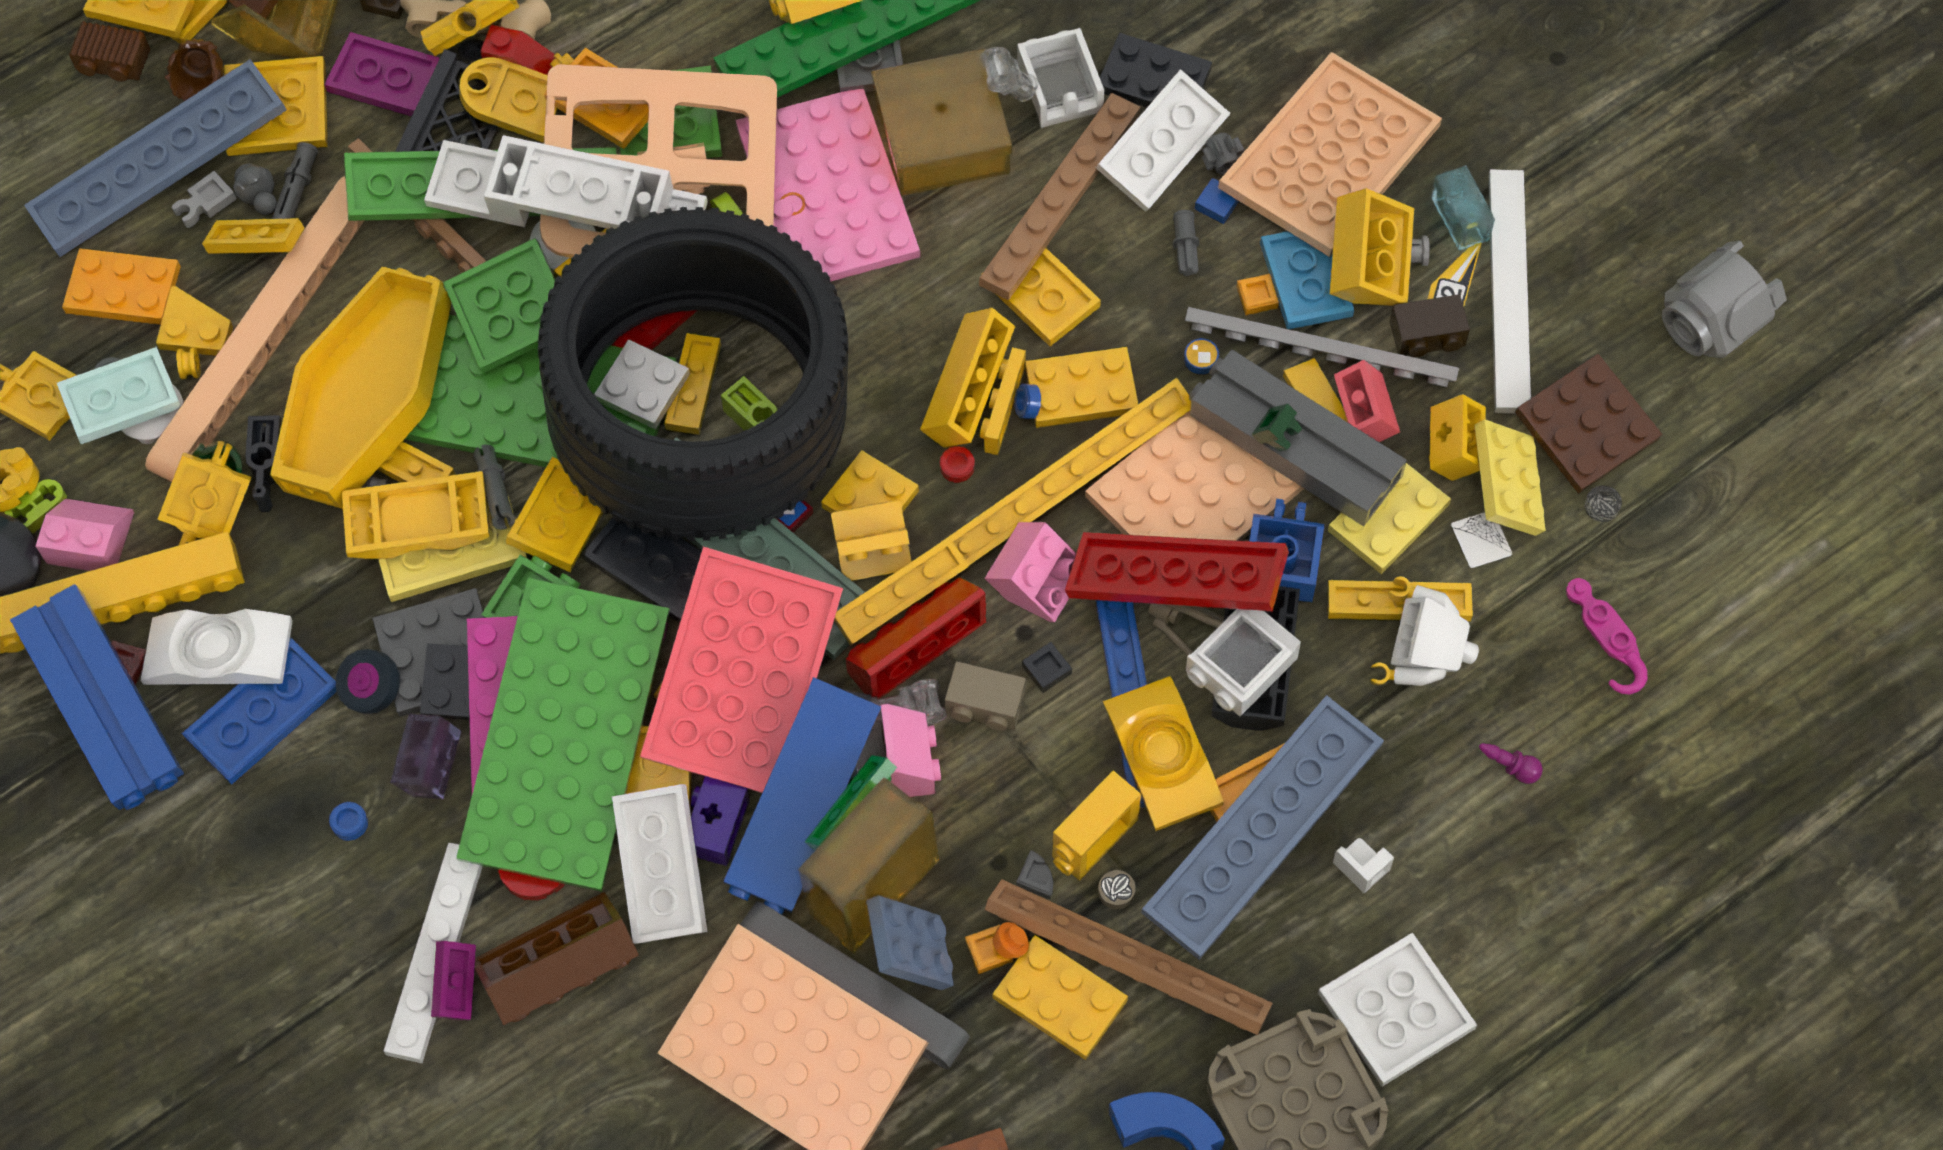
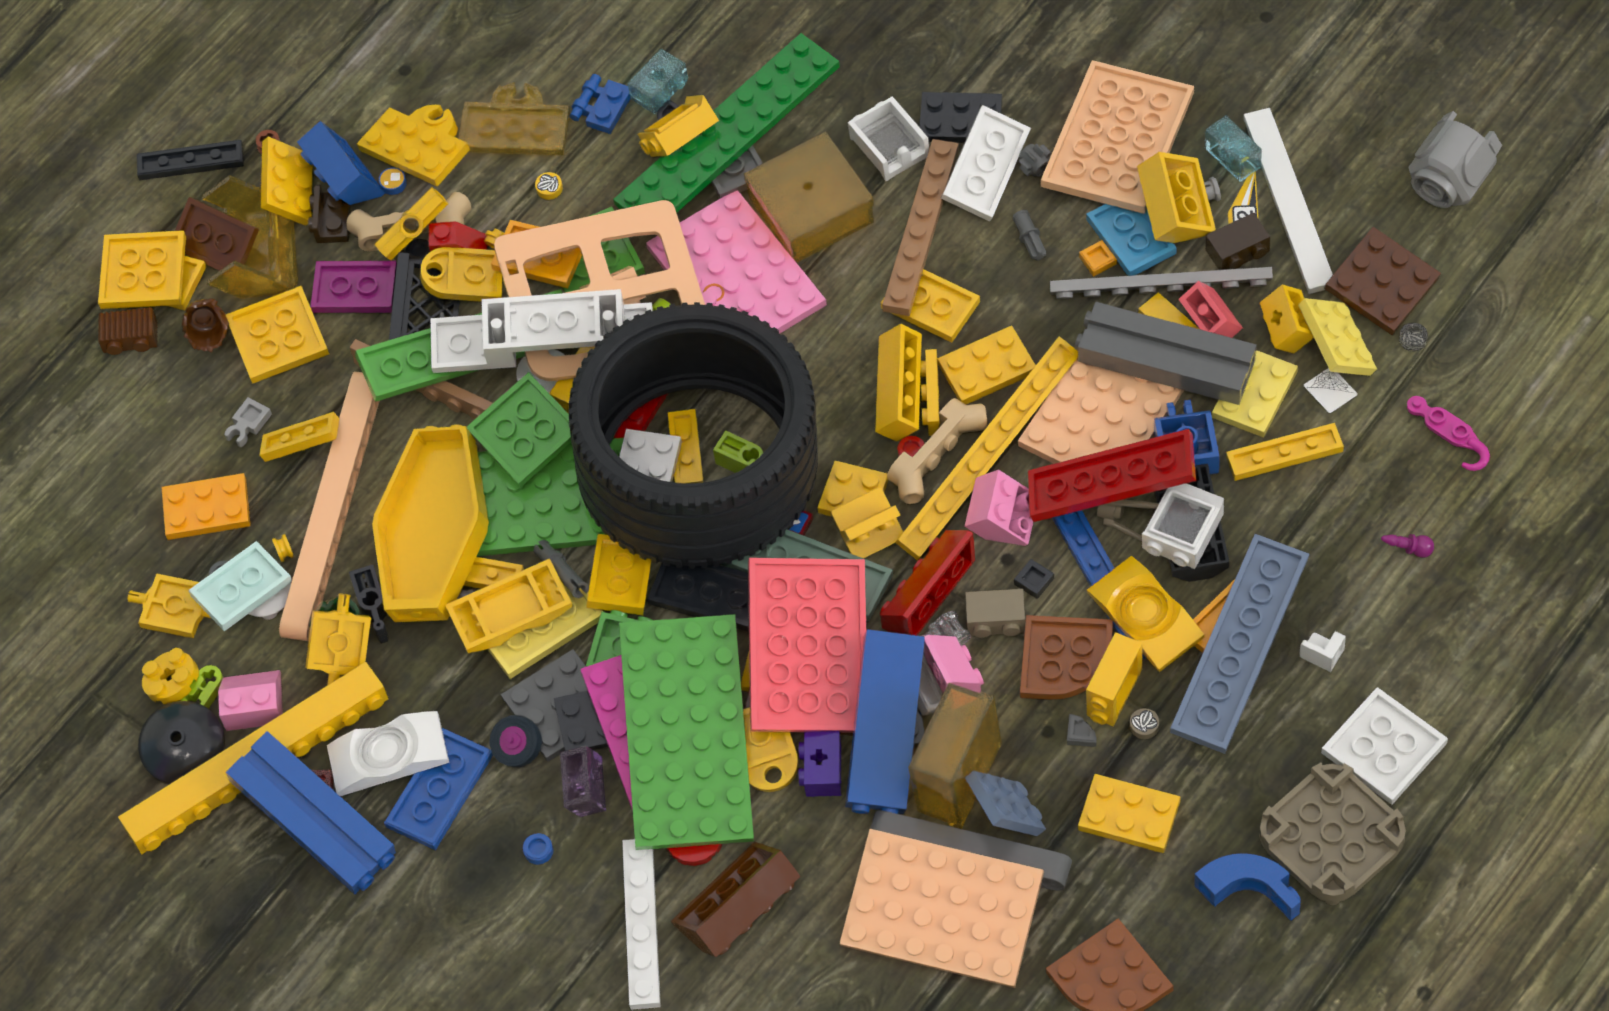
camera: 10 degrees left, 5 degrees down
(155, 157) = (197, 400): sand blue plate -> none
(192, 324) = (274, 518): yellow wing -> none
(255, 187) = (284, 400): dark grey animal -> none
(296, 177) = (314, 384): dark grey pin -> none
(453, 980) = (665, 937): magenta plate -> none
(649, 19) = (548, 186): none -> tile
(659, 864) = (793, 804): white plate -> none
(856, 791) = (926, 707): green plate -> none
(900, 591) = (904, 552): yellow plate -> none
(983, 950) = (1063, 795): light orange tile -> none
(1006, 76) = (850, 147): clear connector -> none
(1010, 941) = (1078, 782): orange plate -> none
(1019, 443) = (954, 420): none -> tan plate
(1027, 401) = (950, 386): blue tile -> none
(1046, 773) = (1061, 655): none -> dark orange plate
(1129, 957) = (1170, 767): medium nougat plate -> none
(1200, 355) = (1071, 316): tile -> none
(1215, 202) = (1041, 198): blue tile -> none
(1273, 425) = (1148, 347): dark green tile -> none
(1428, 638) = (1317, 471): white torso -> none

